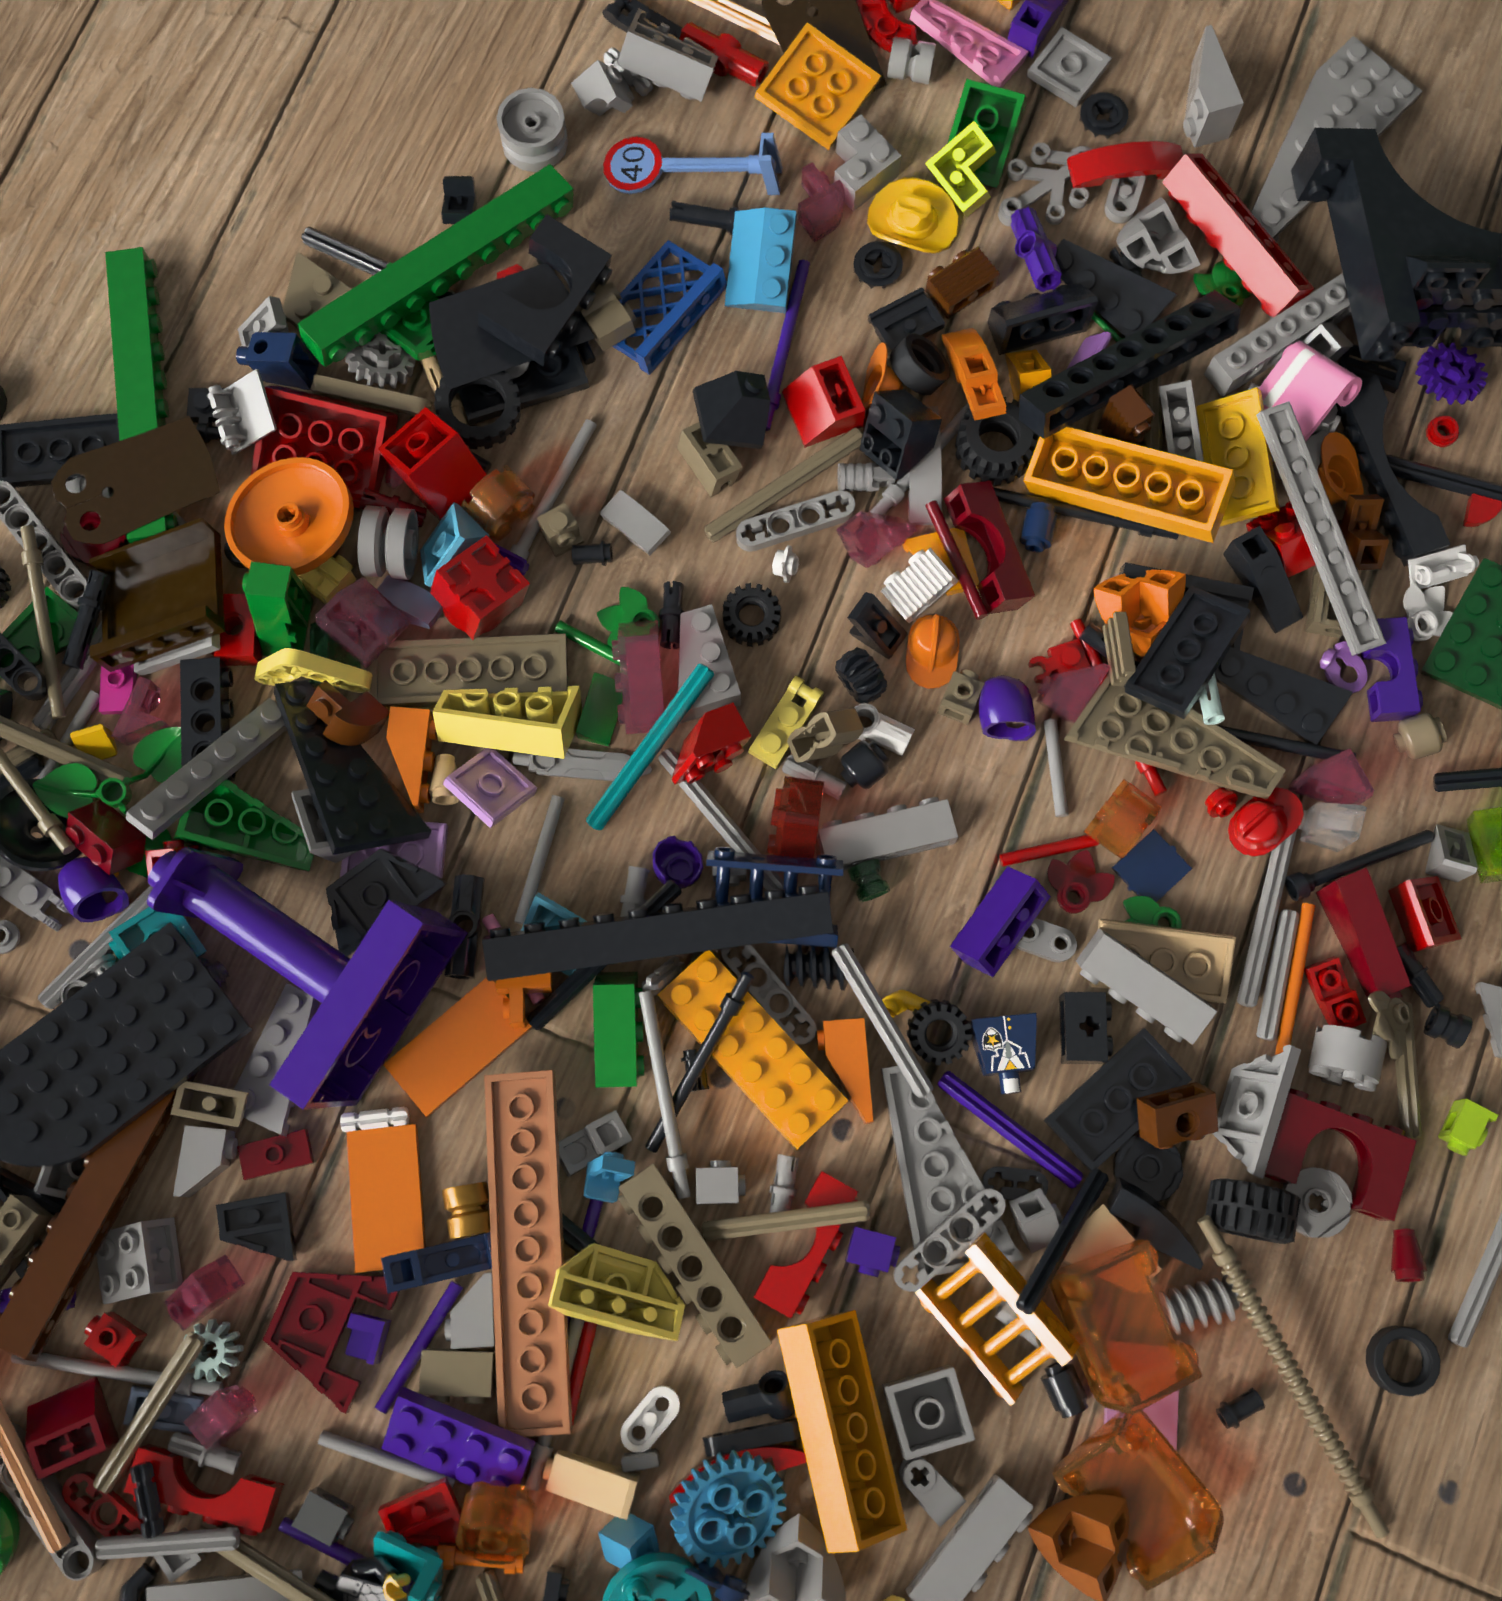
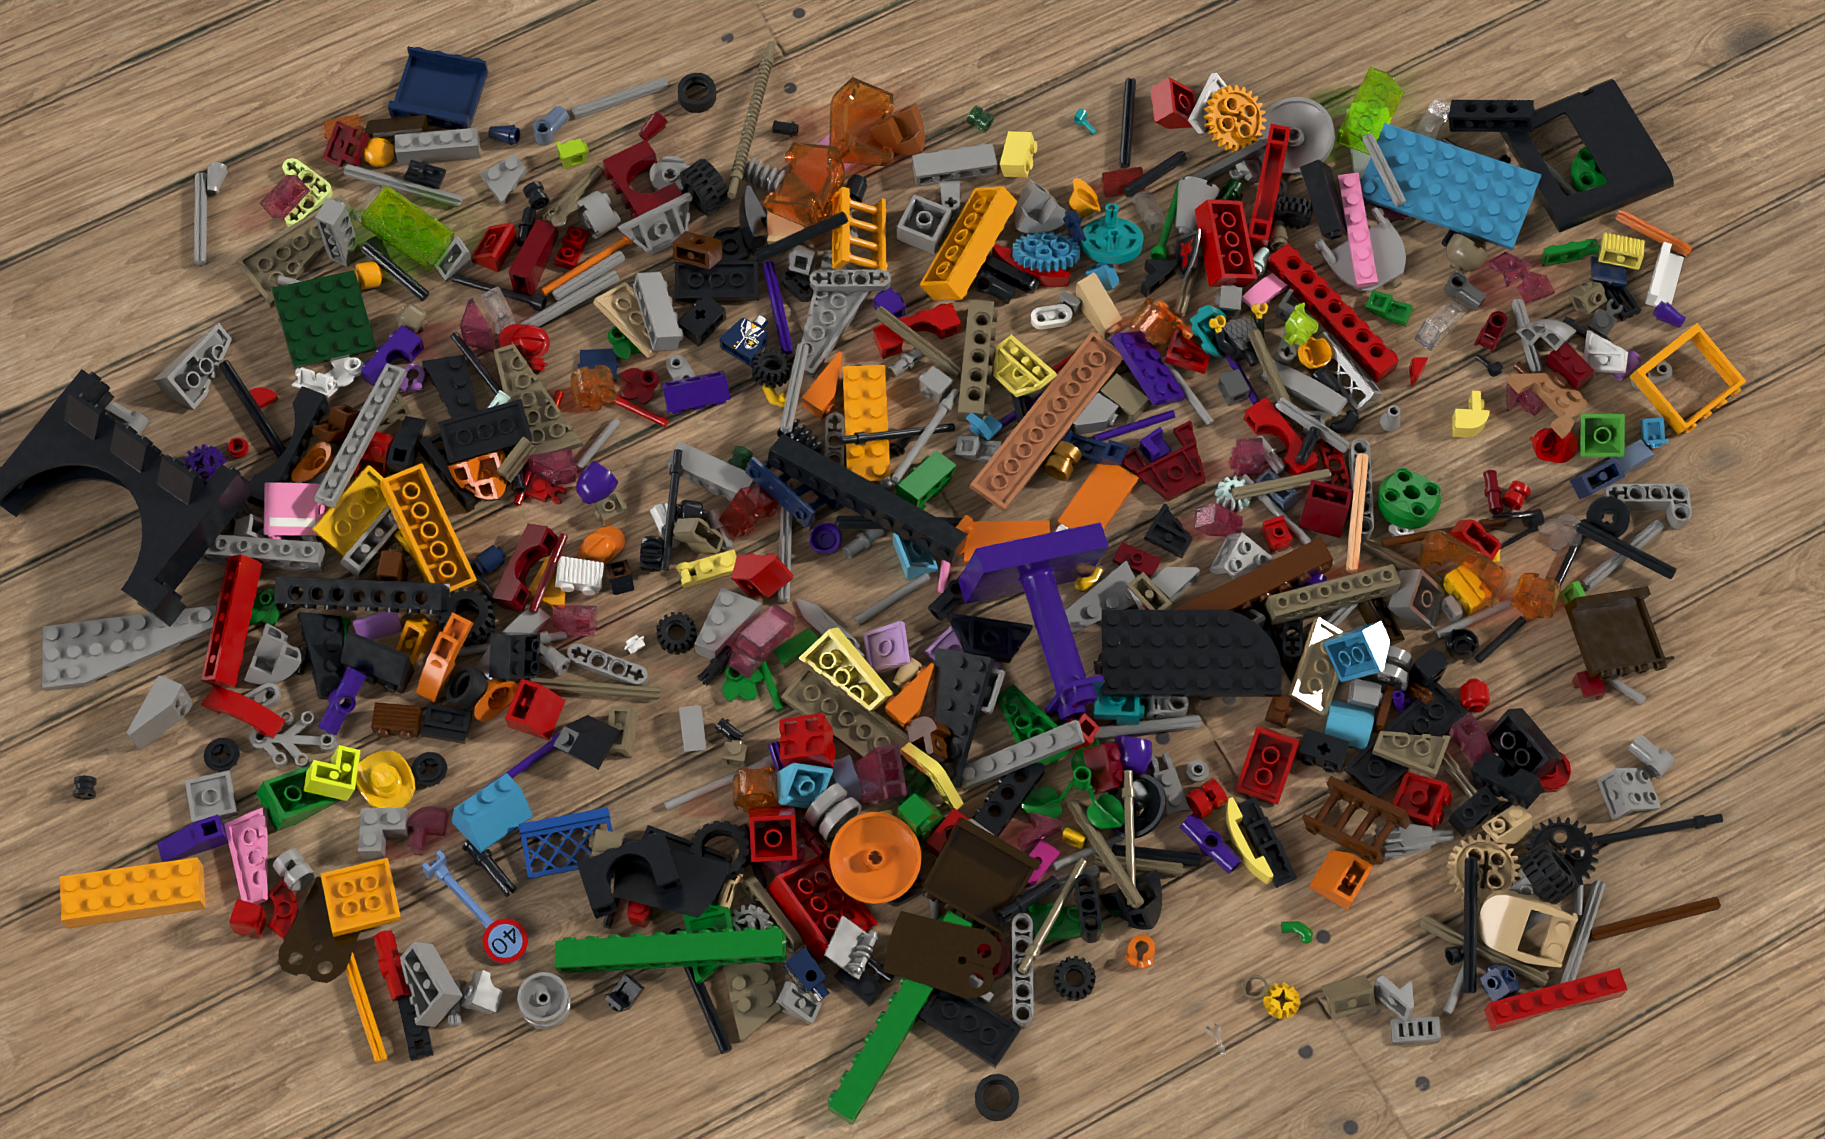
camera: 140 degrees left, 10 degrees down
(650, 746) = (789, 599): teal axle -> none
(923, 791) = (675, 473): none -> black bar

